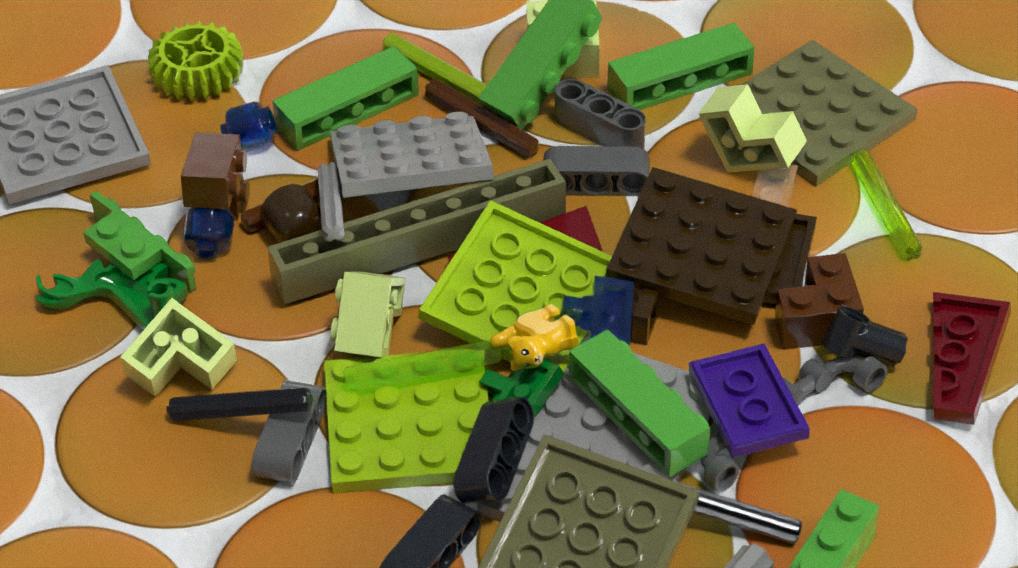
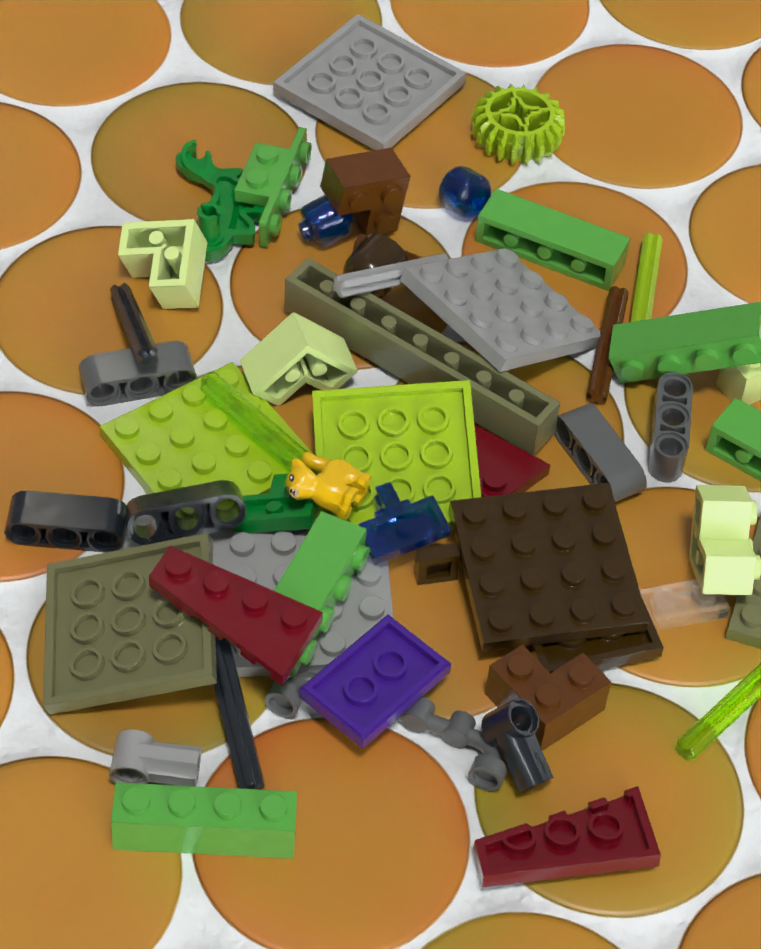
camera: 55 degrees right, 5 degrees up
(646, 442) = (250, 616): none -> dark red wing

